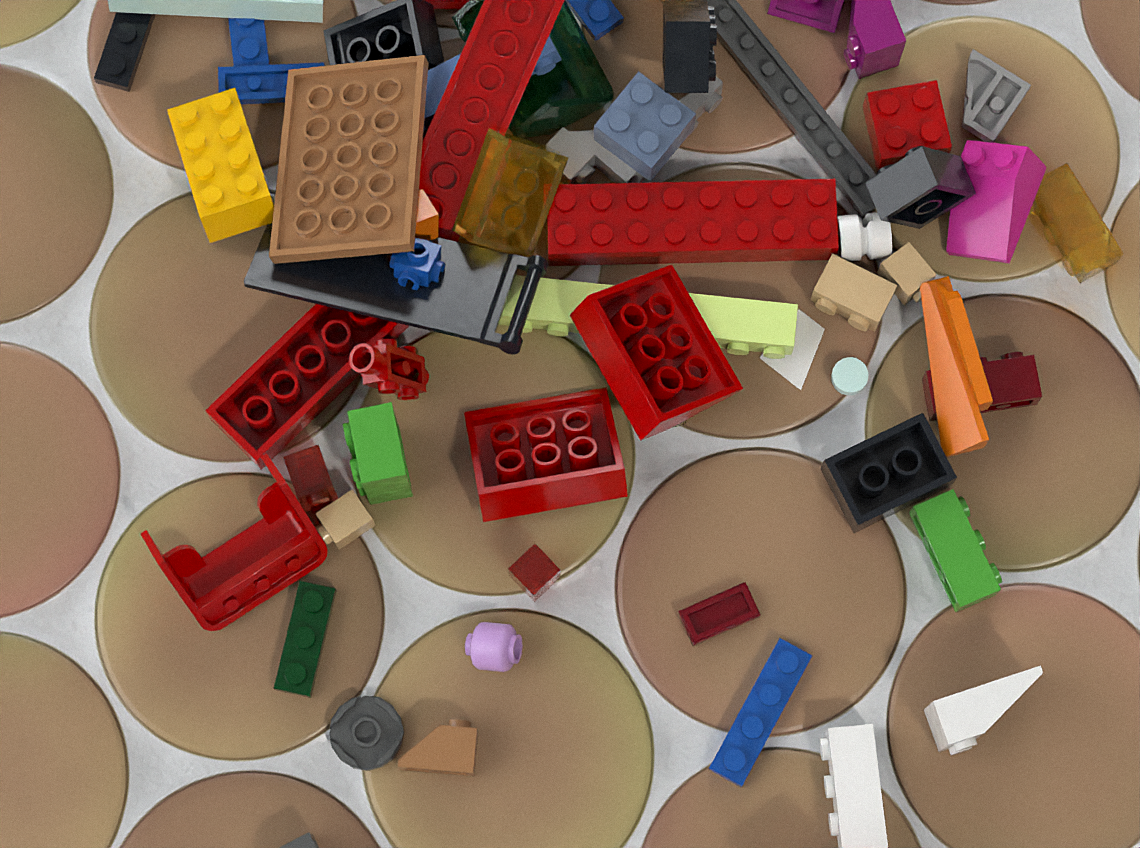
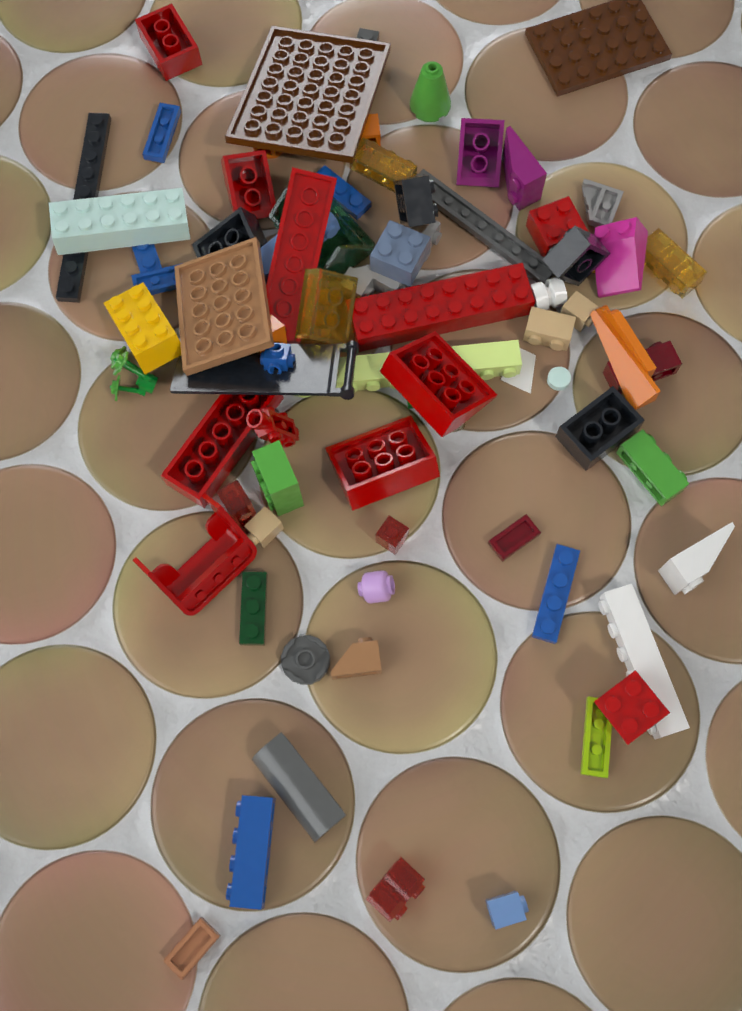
camera: 10 degrees left, 5 degrees down
(176, 216) = (145, 381): none -> plant

